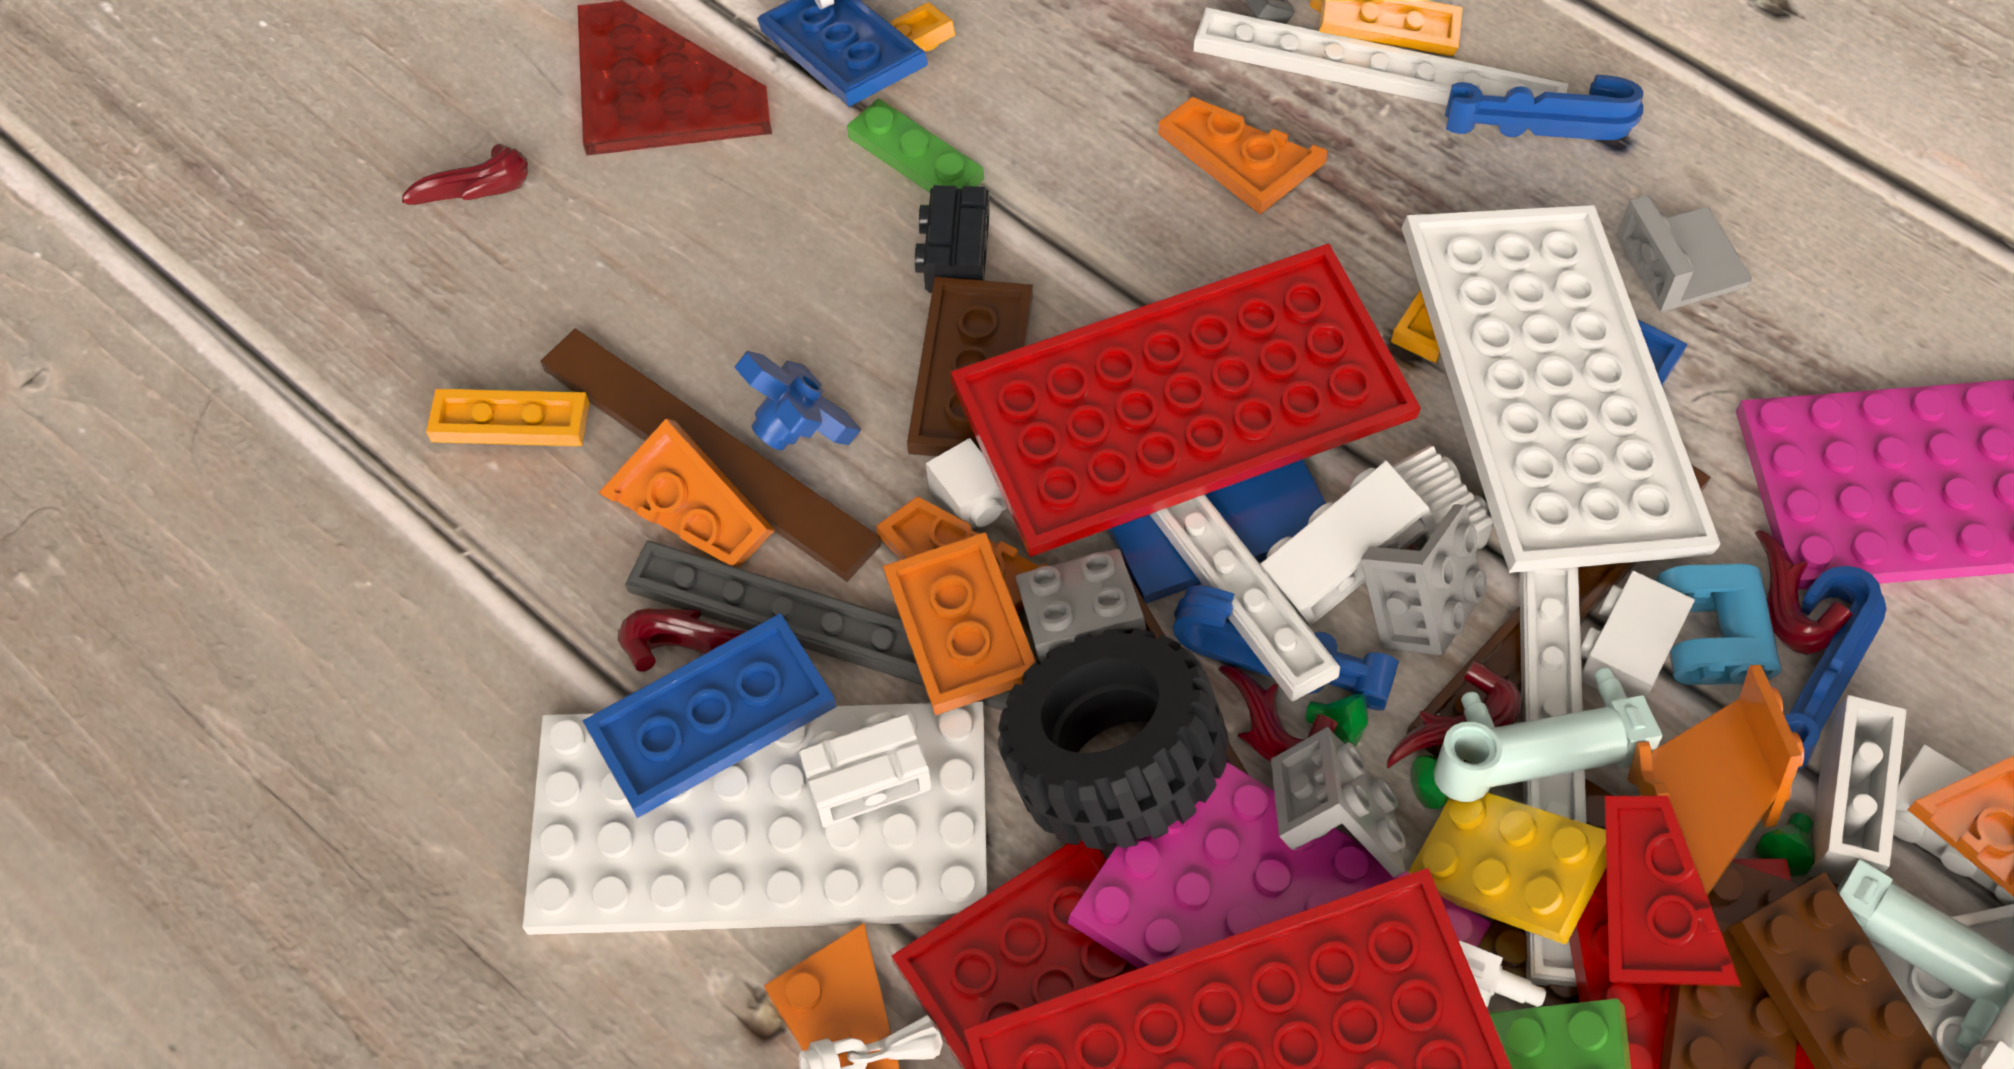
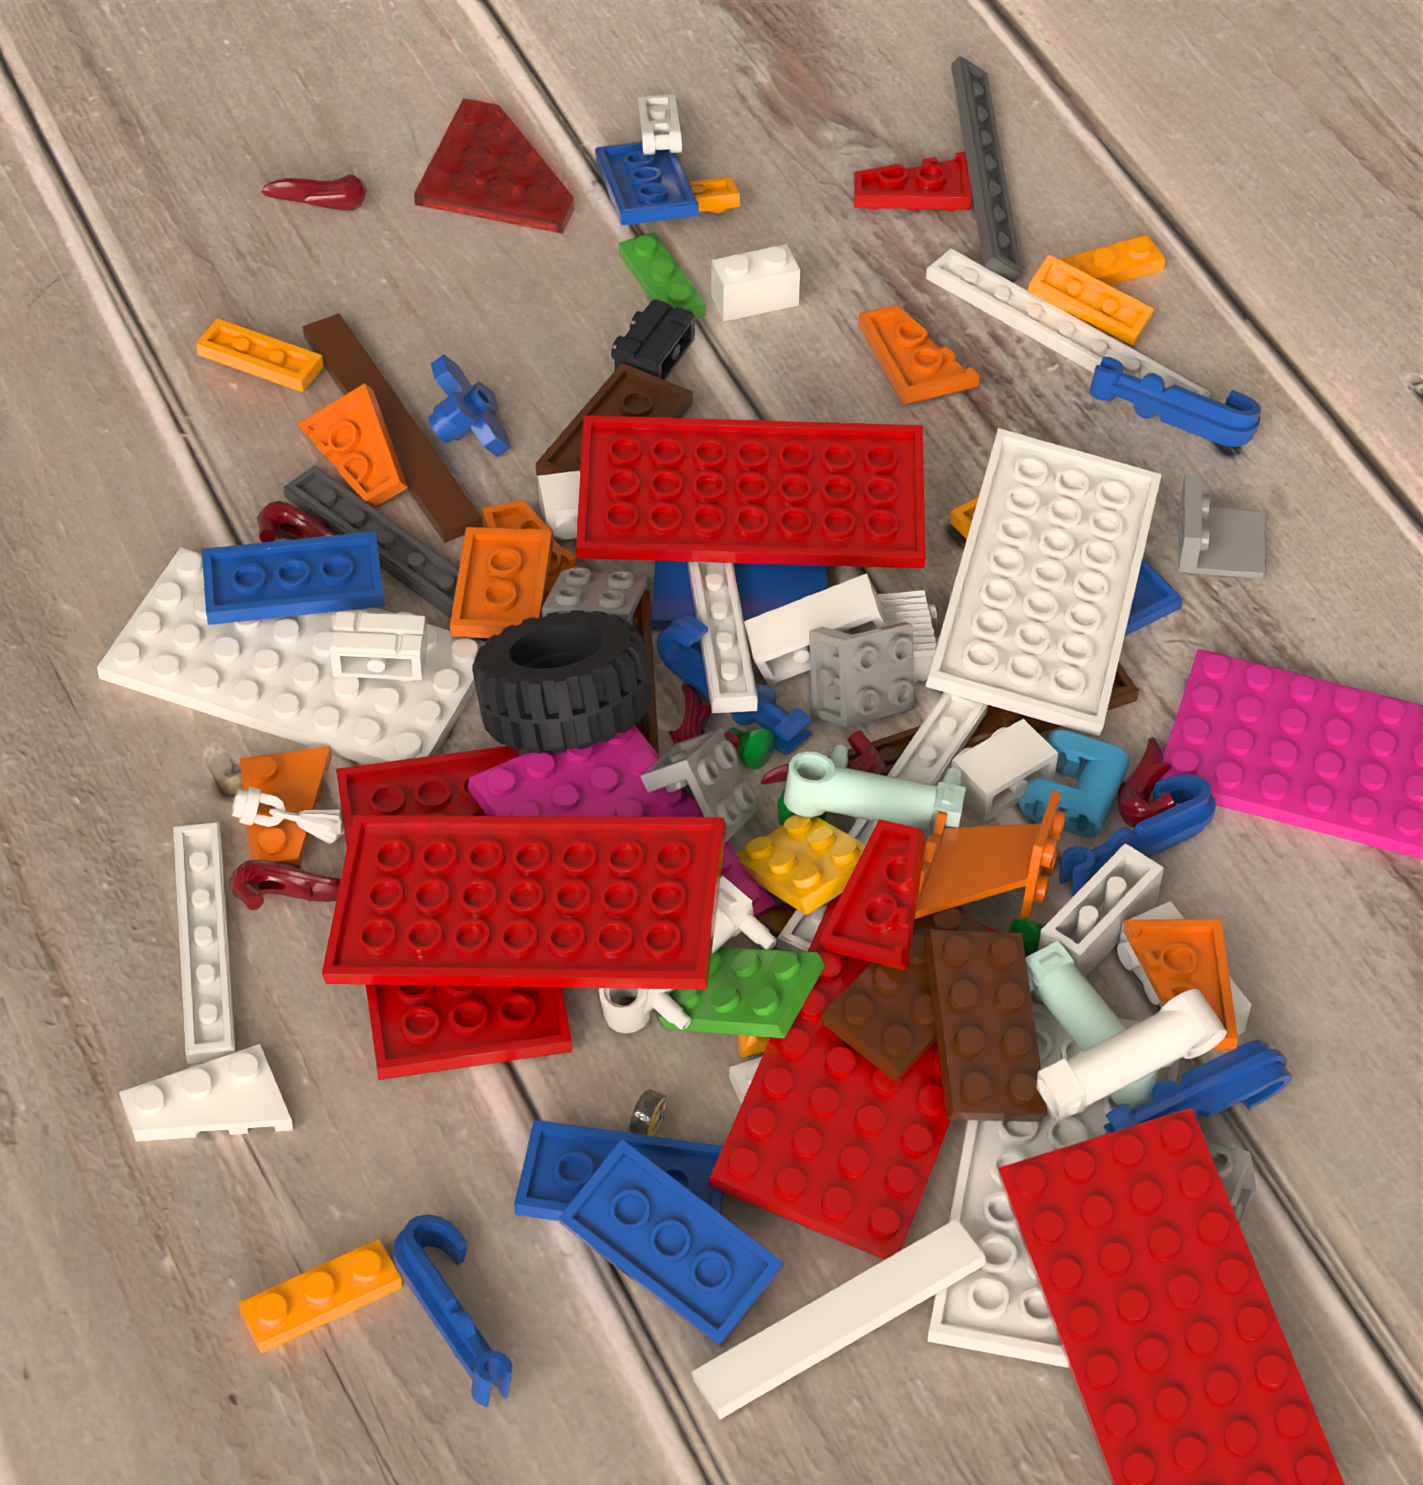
camera: 20 degrees right, 10 degrees down
(1026, 123) = (755, 282): none -> white brick

